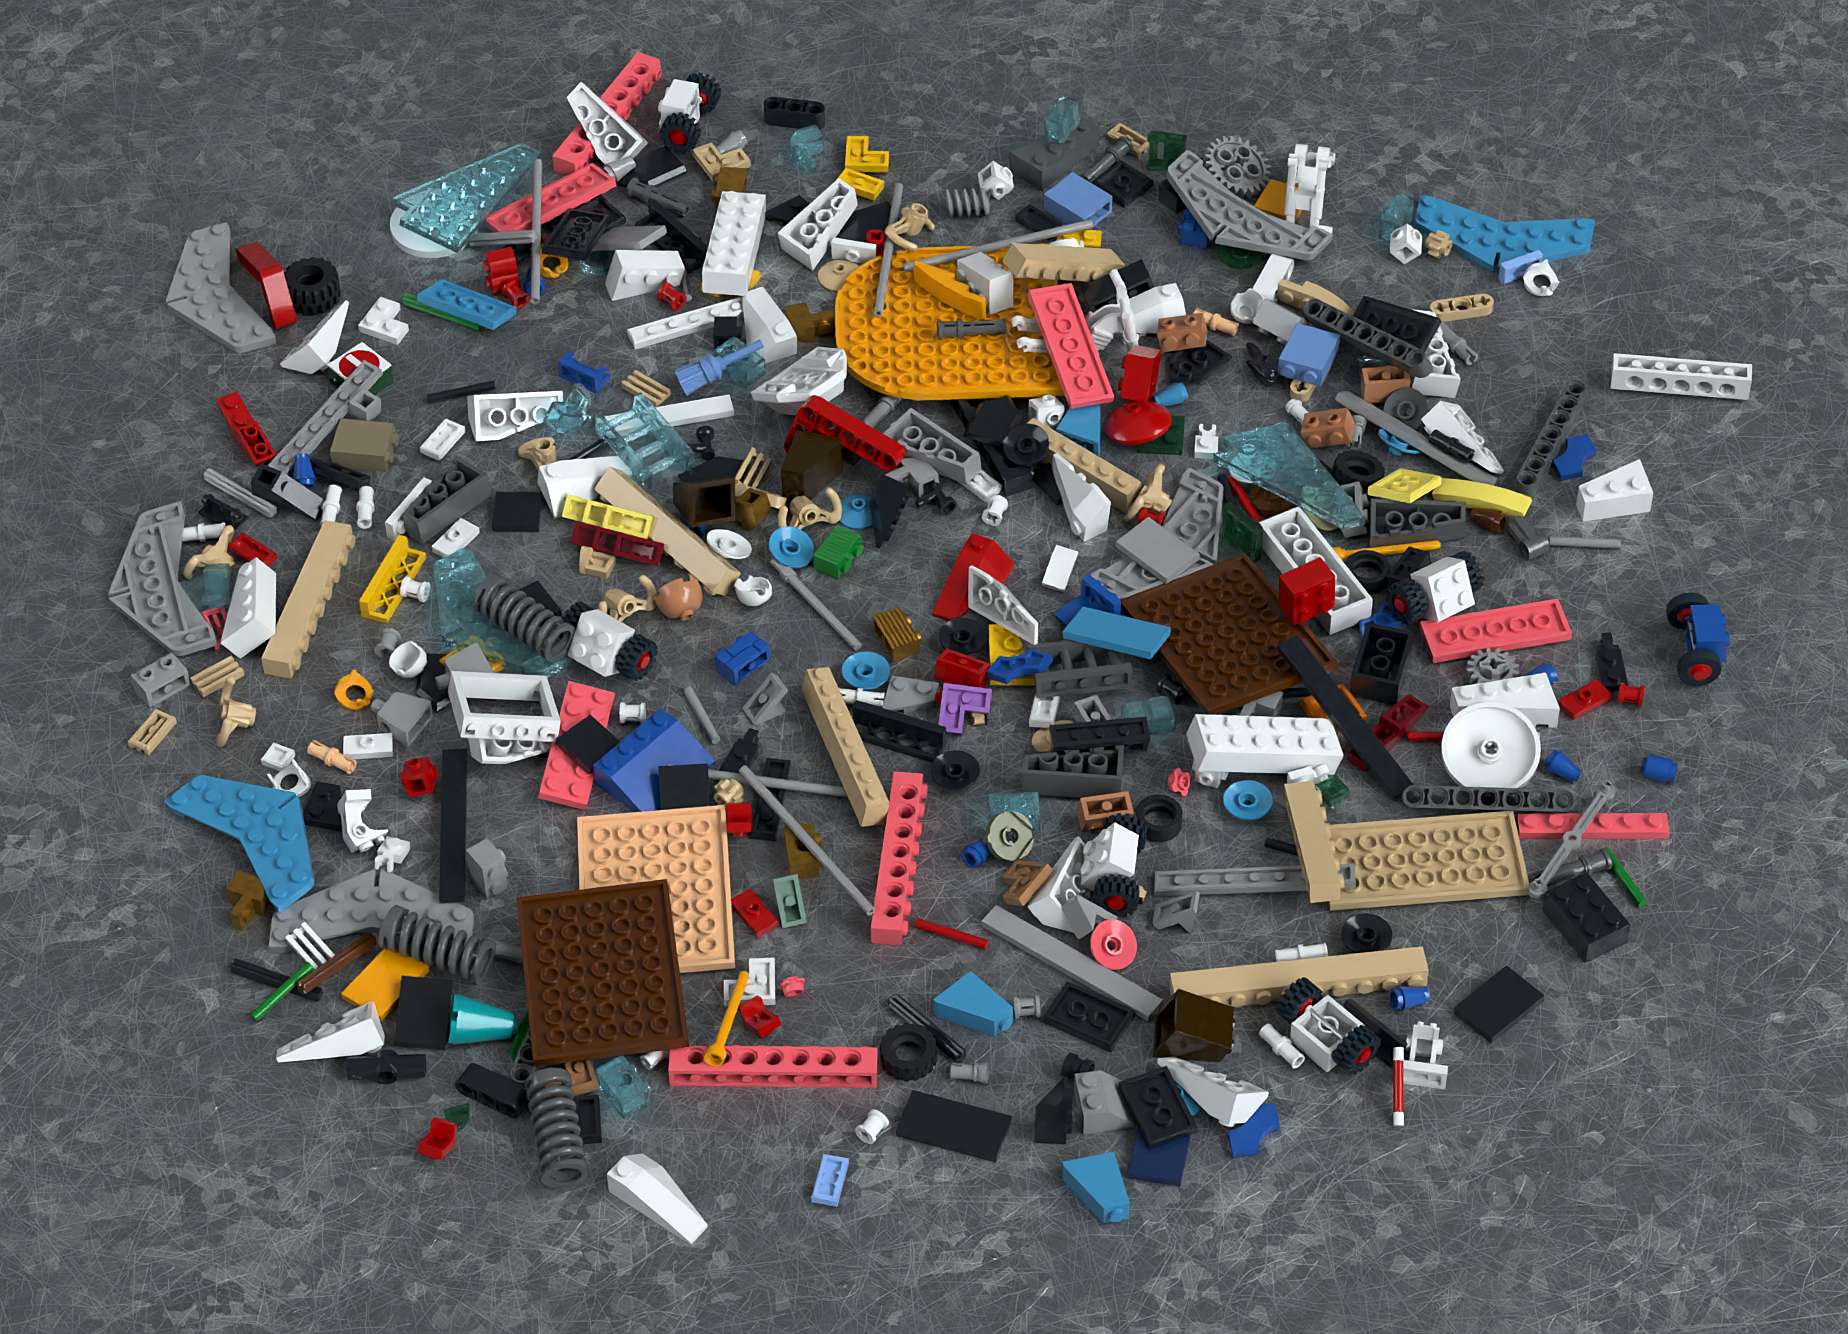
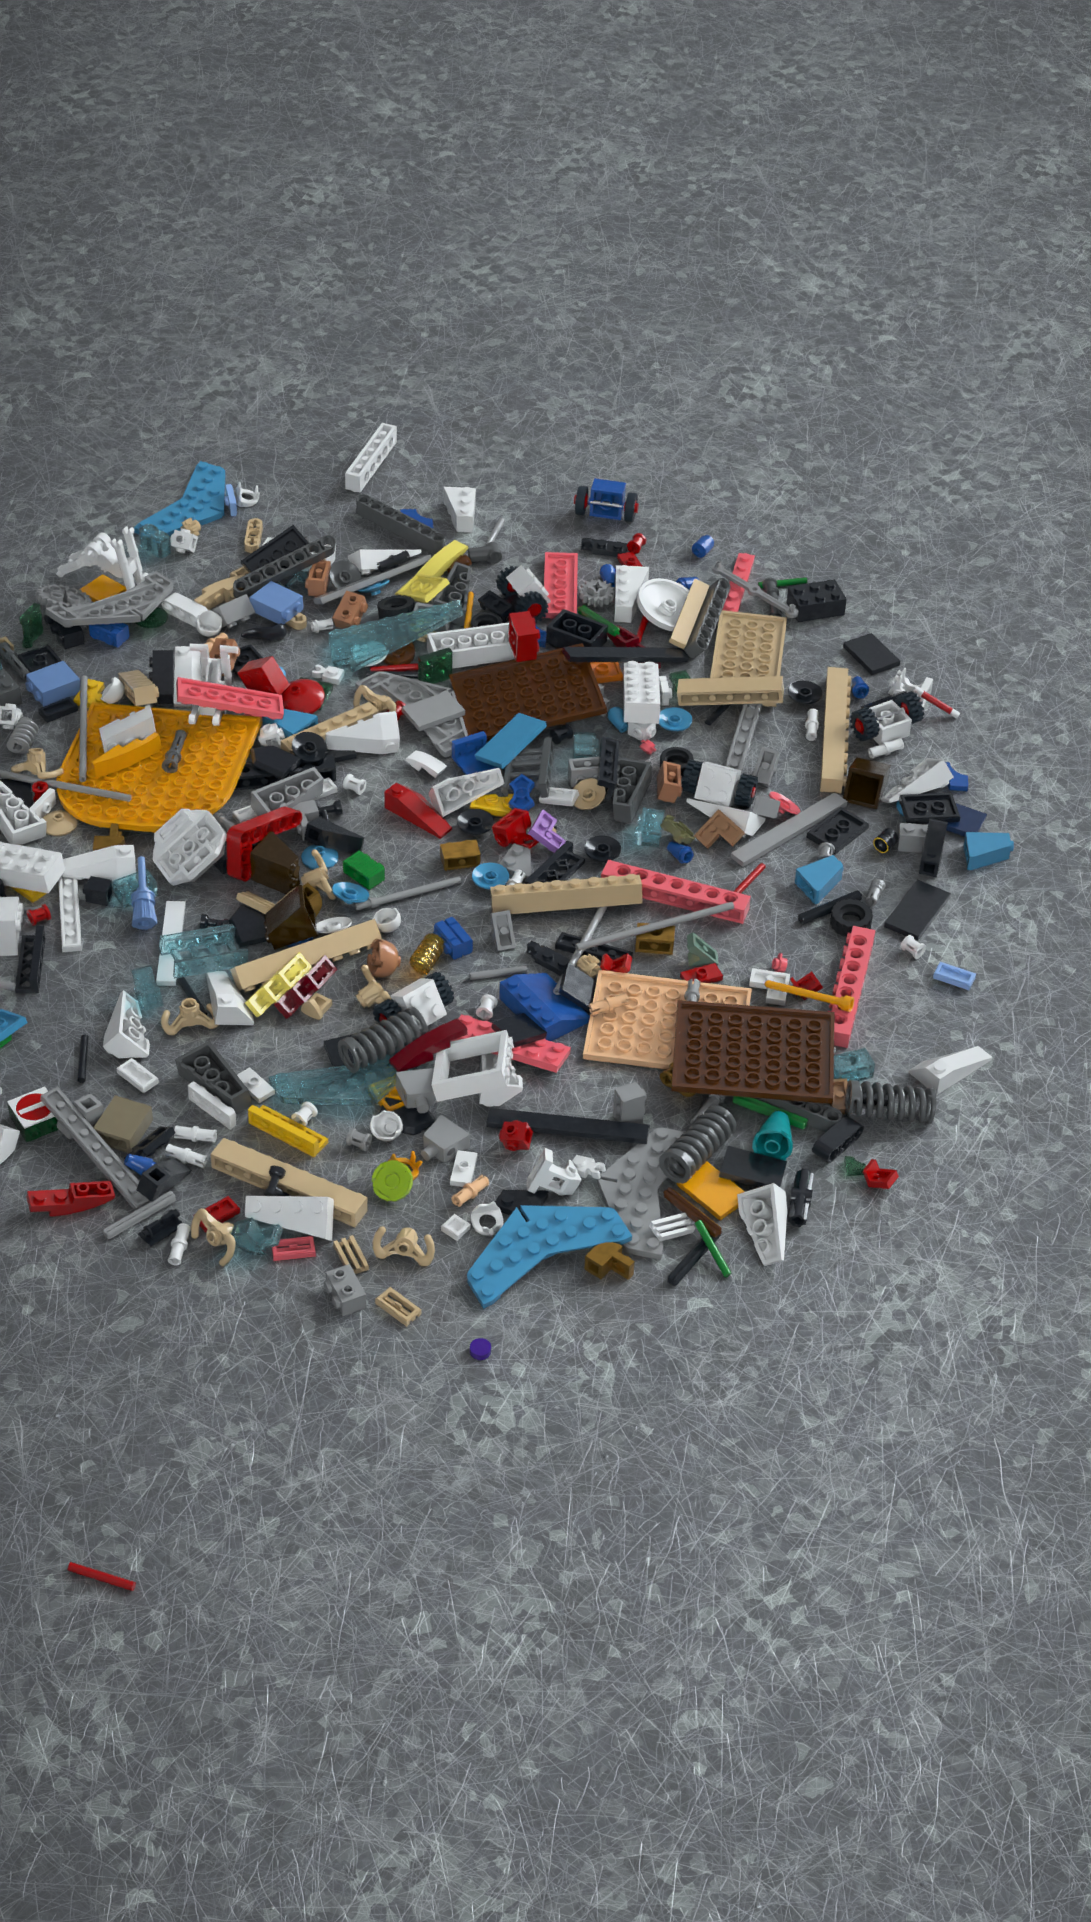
camera: 80 degrees left, 5 degrees down
(102, 812) = (480, 1349): none -> dark purple tile
(149, 588) = (246, 1284): light grey wing -> none
(299, 577) = (273, 1190): none -> black piece
(324, 682) = (392, 1181): none -> lime tile
(517, 511) = (239, 1043): black tile -> none
(530, 662) = (423, 1048): none -> dark red slope
(579, 373) = (101, 981): blue hinge -> none
(598, 312) = (34, 964): none -> black fence
(648, 387) = (132, 946): tan tile -> none
(658, 821) = (608, 1004): none -> light nougat pin
(695, 899) = (692, 992): none -> light grey pin
(700, 638) = (427, 954): none -> clear yellow piece
(1426, 682) = (586, 612): none -> green axle
(1482, 774) = (689, 613): none -> tan tile

